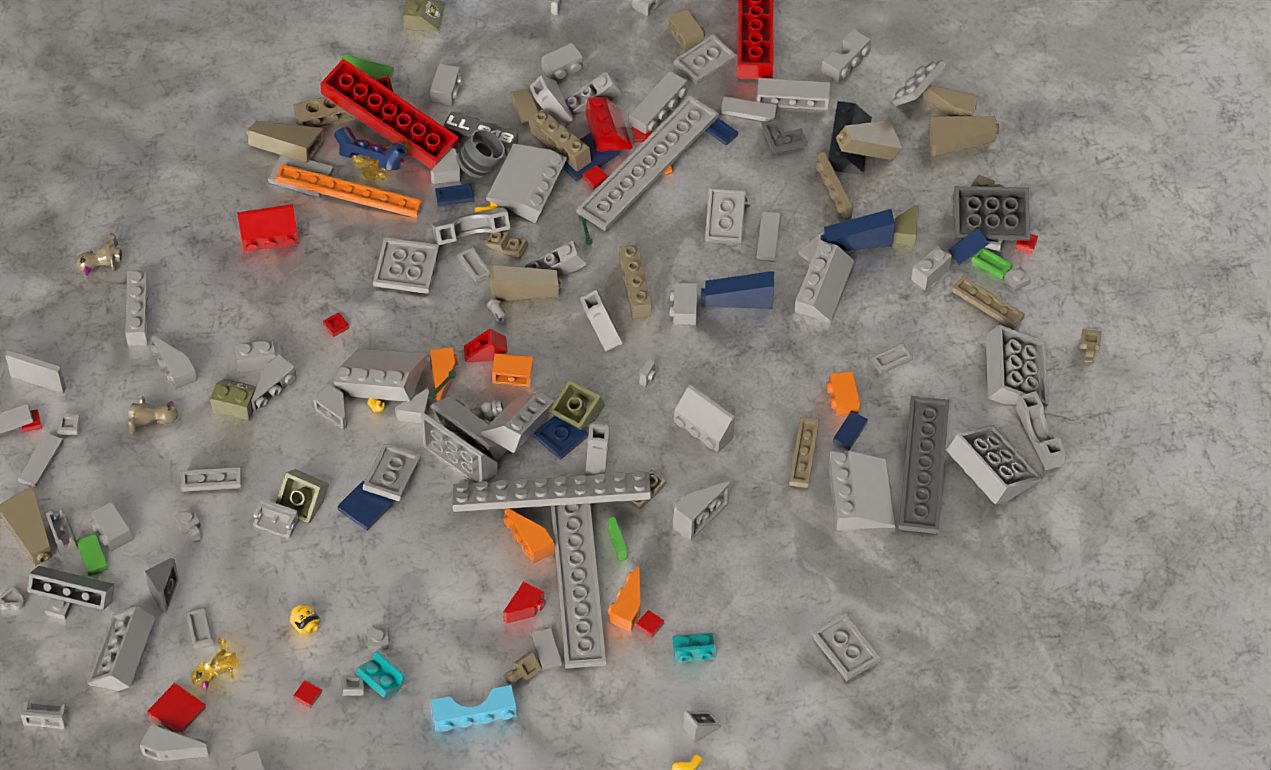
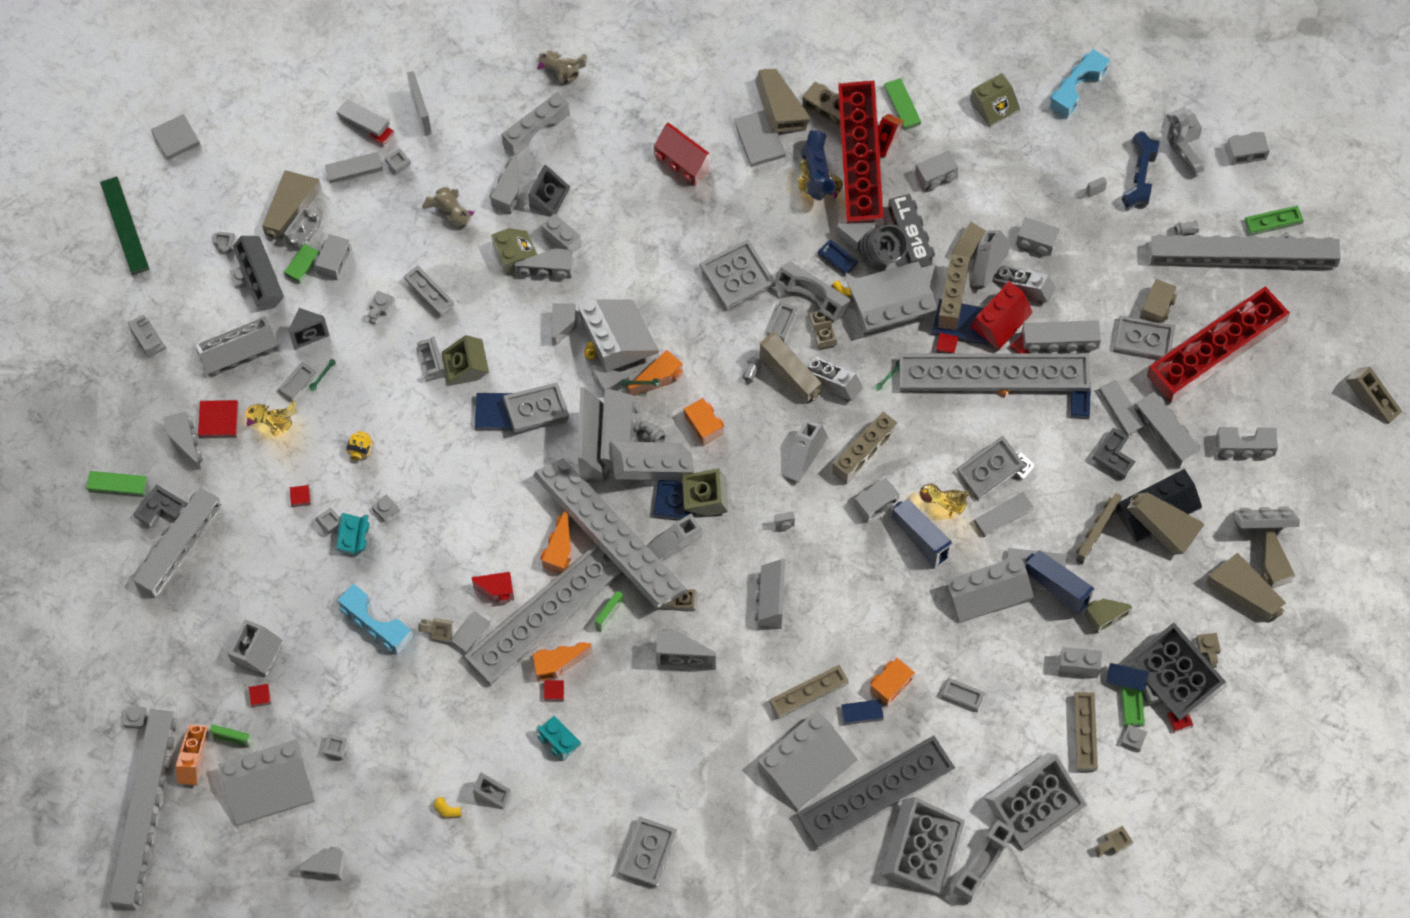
camera: 55 degrees right, 10 degrees up
(206, 340) = (548, 192): none -> dark grey slope
(214, 620) = (313, 386): none -> clear green hinge
(336, 324) = (641, 268): red tile -> none
(348, 191) = (771, 182): orange tile -> none
(485, 347) = (708, 387): red slope -> none
(730, 256) = (950, 500): none -> clear yellow animal

